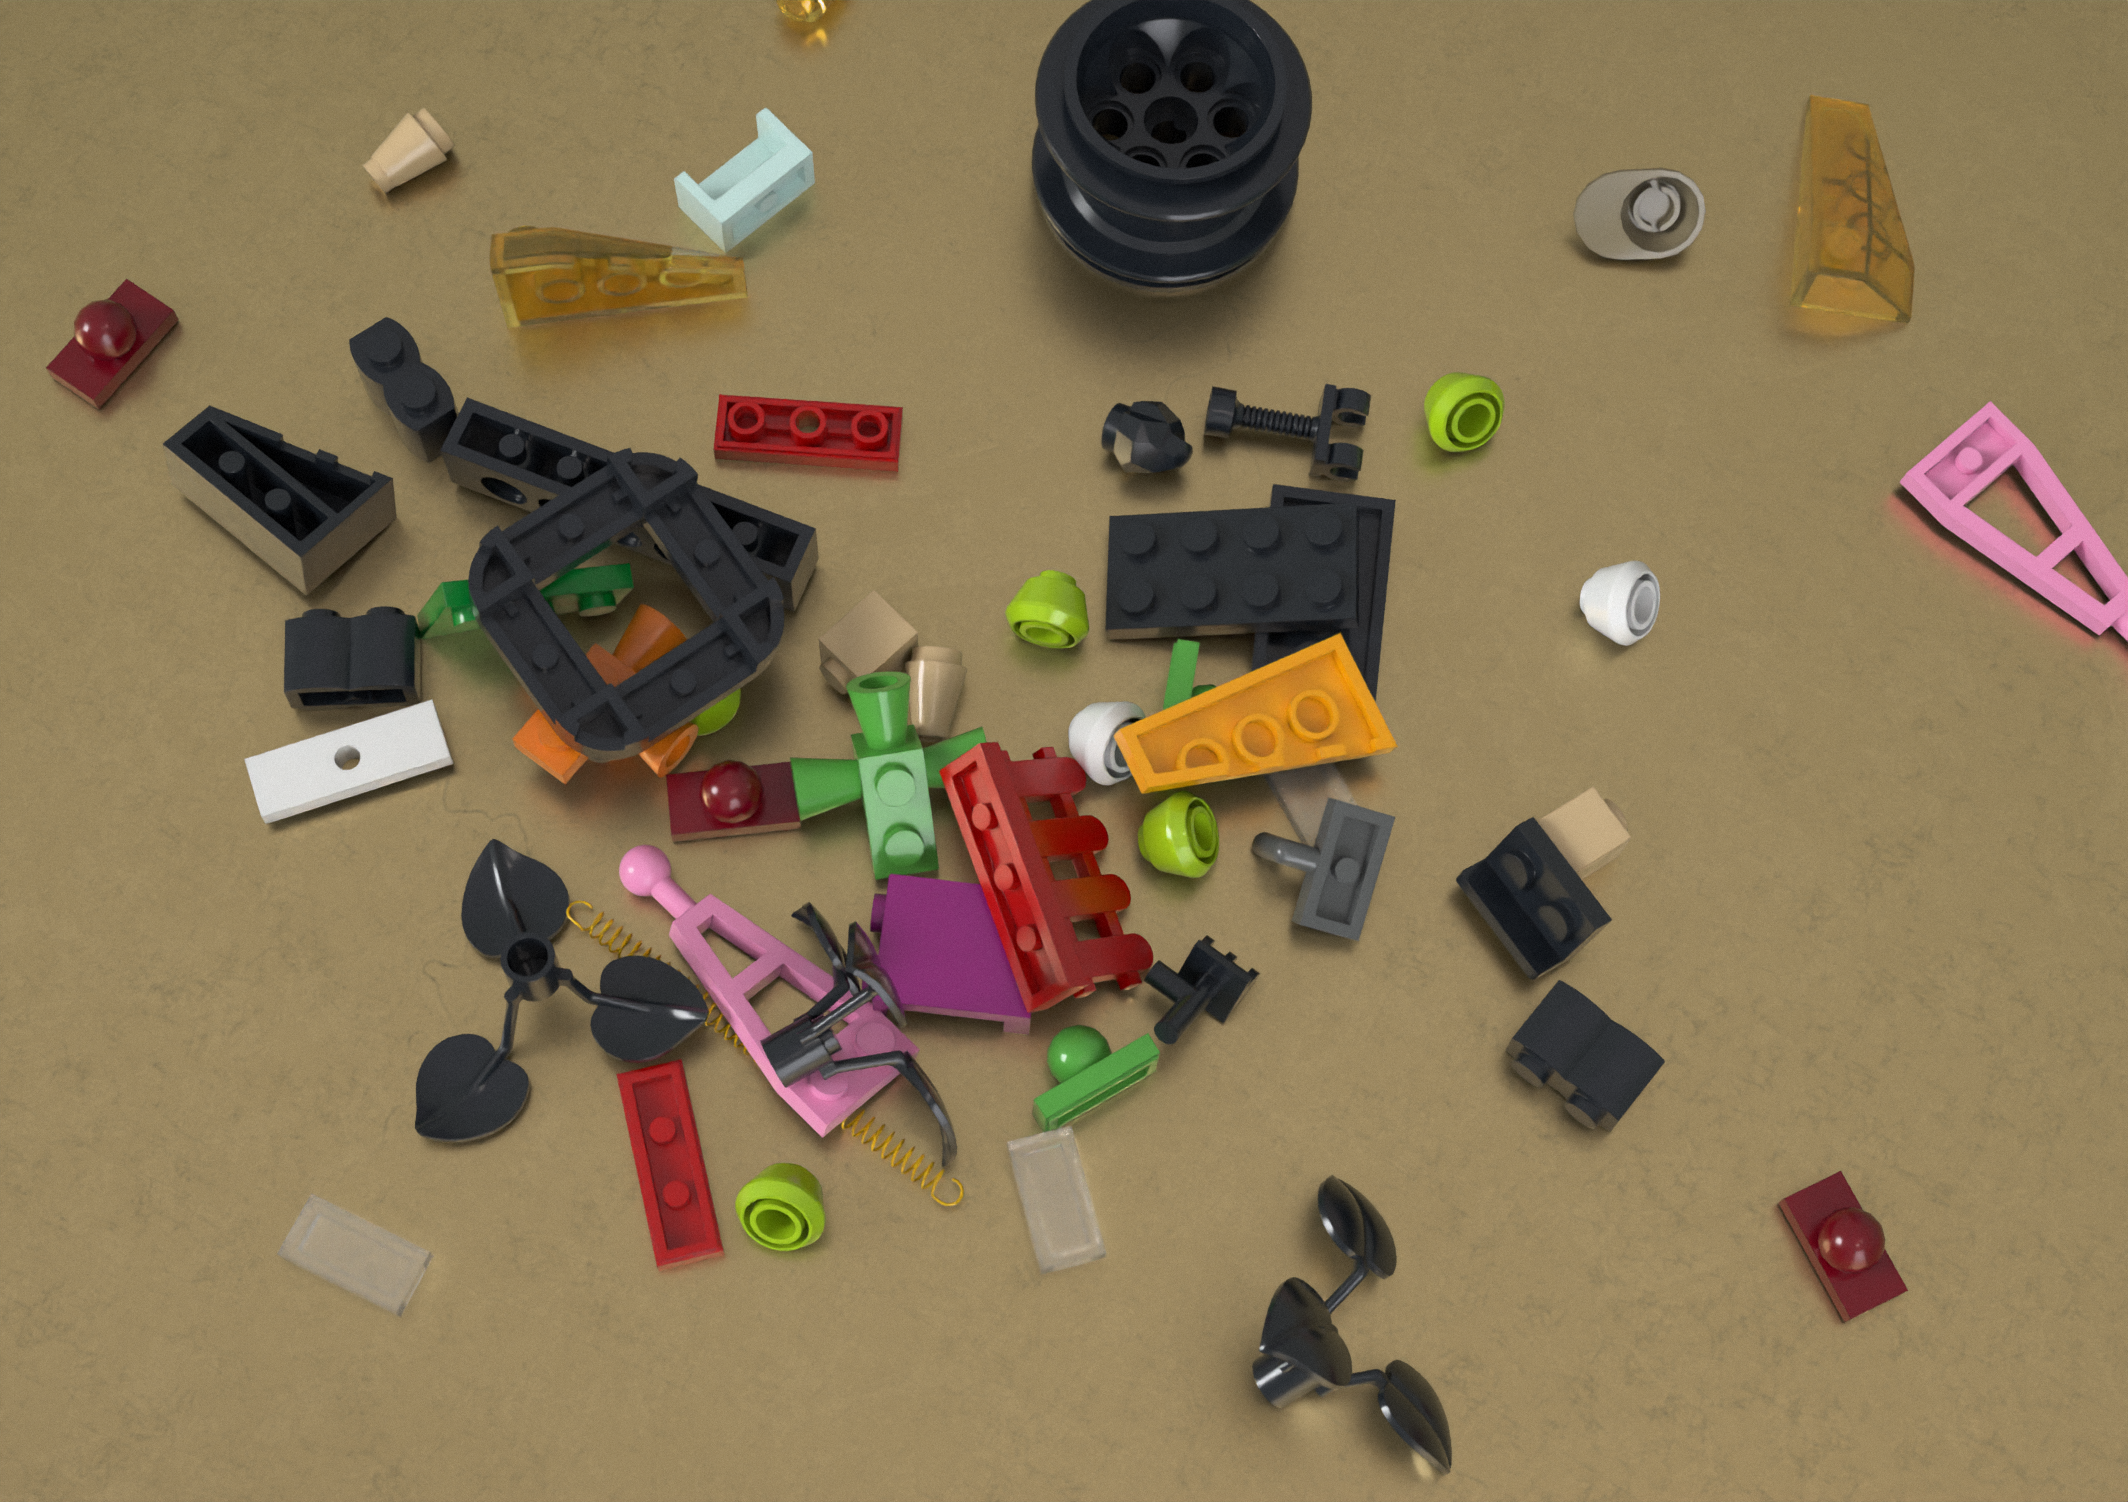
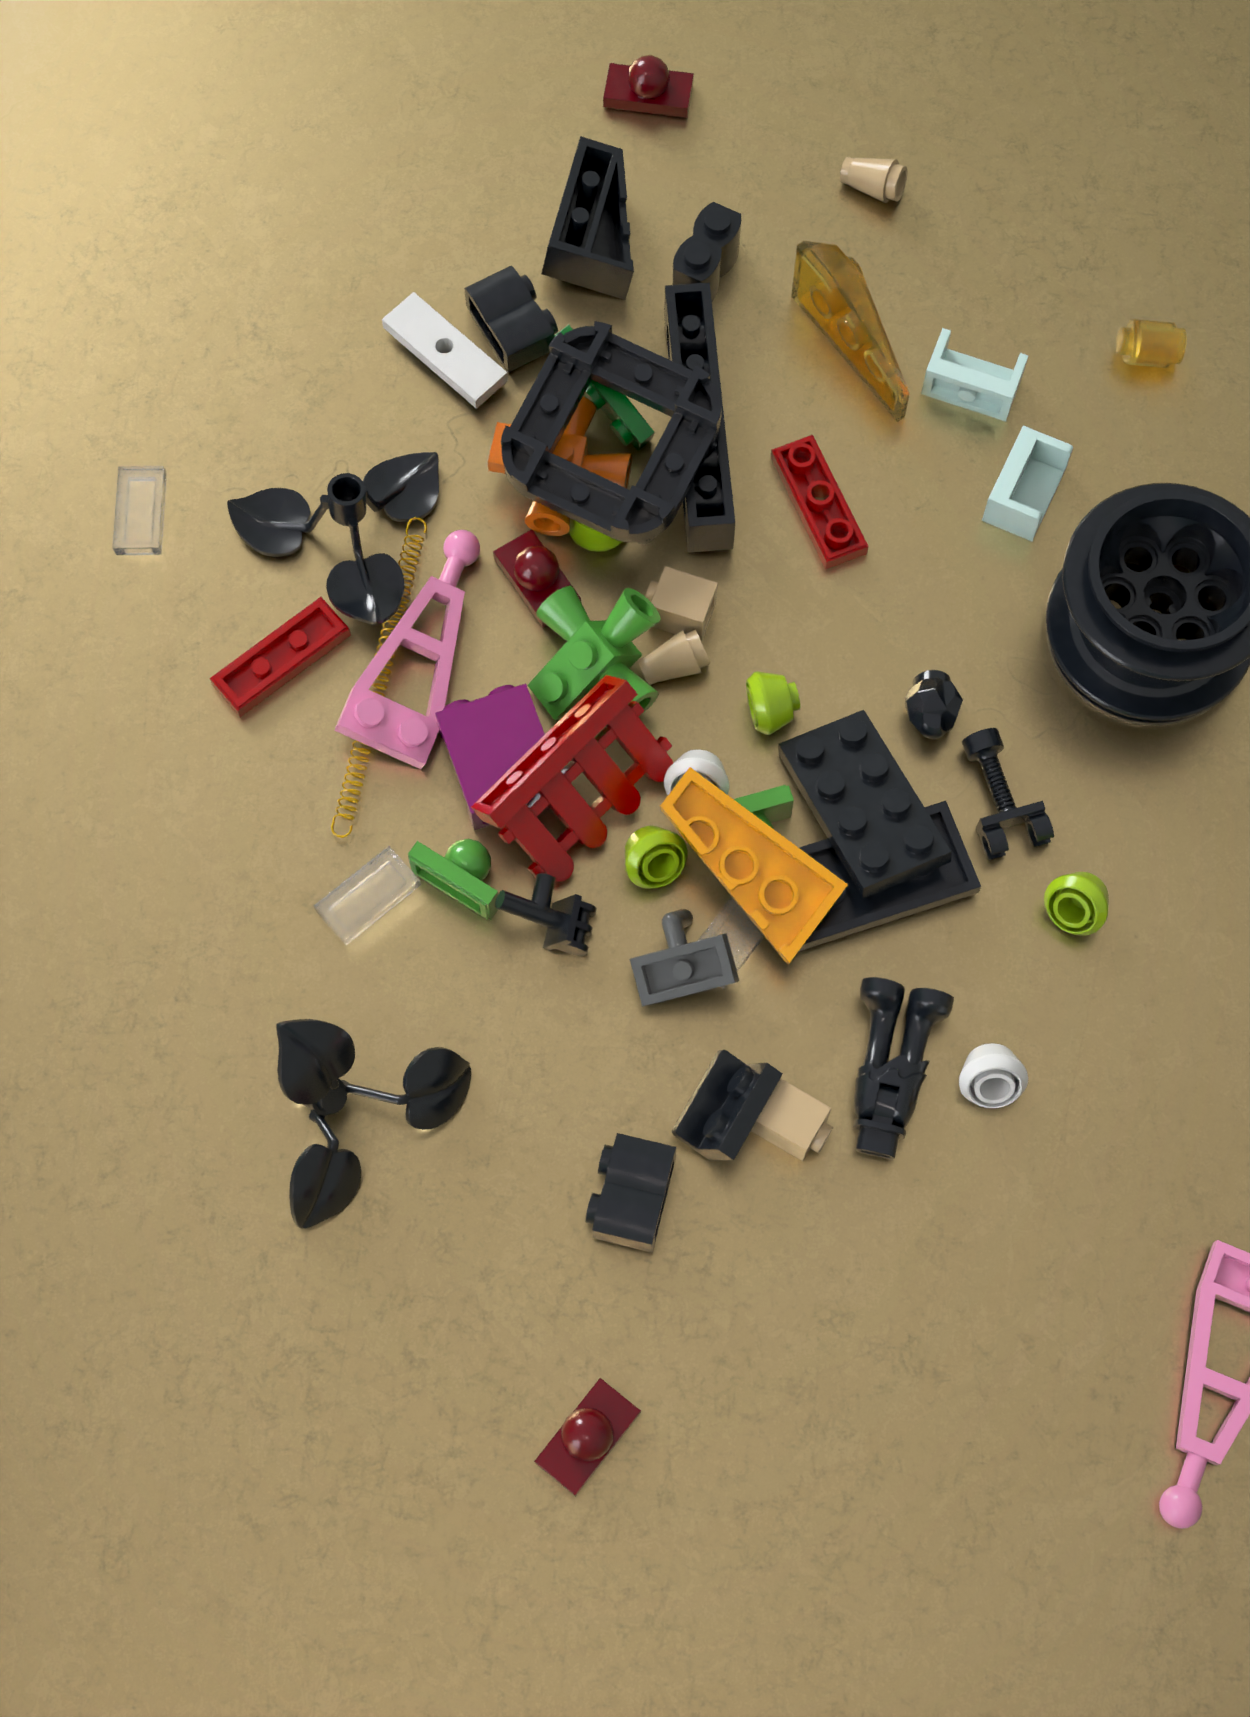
camera: 70 degrees right, 0 degrees up
(782, 1207) = (280, 729): lime cone -> none
(810, 1040) = (416, 673): black plant -> none
(916, 200) = (1027, 483): none -> light aqua panel
(1583, 716) = (890, 1090): none -> black piece

